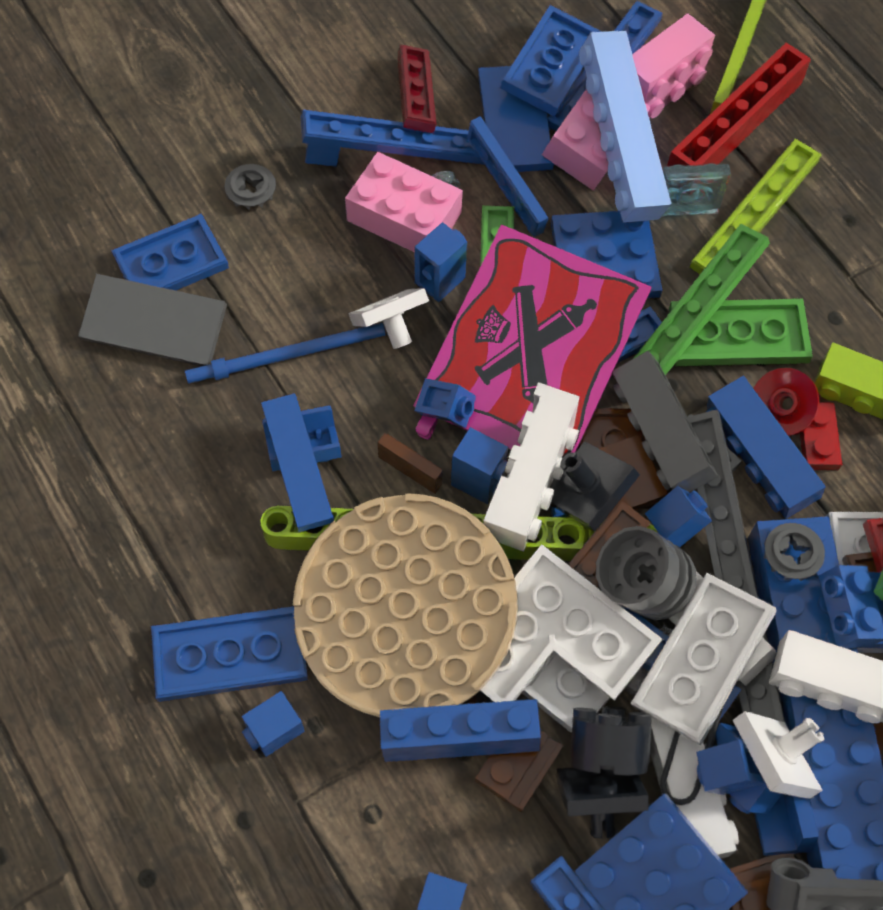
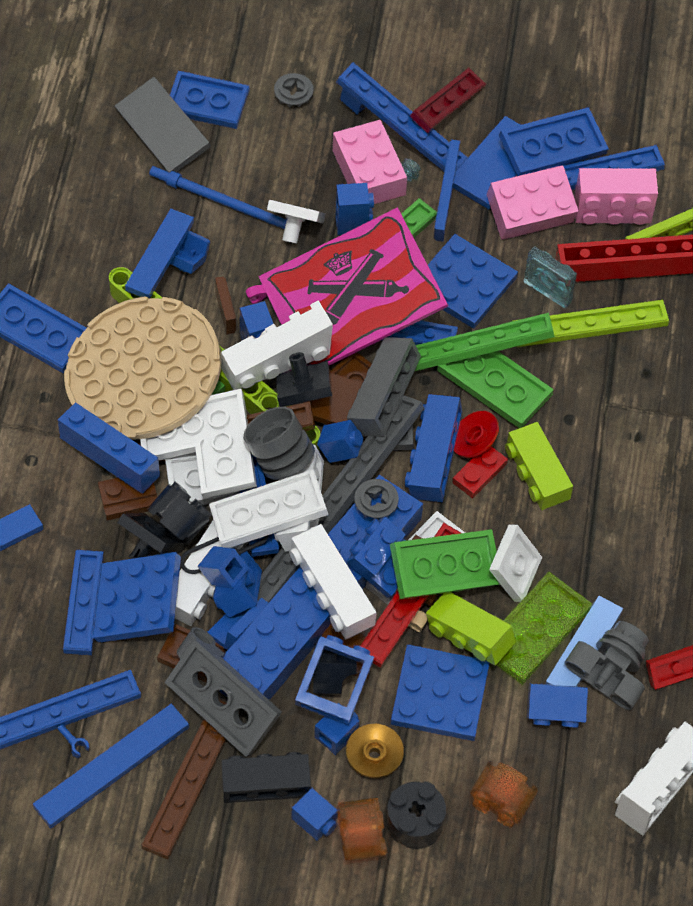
camera: 40 degrees right, 5 degrees down
(271, 724) = (21, 375): blue brick -> none
(446, 402) = (274, 286): blue bracket -> none
(624, 126) = (537, 207): light blue brick -> none
(780, 752) = (253, 580): white tile -> none

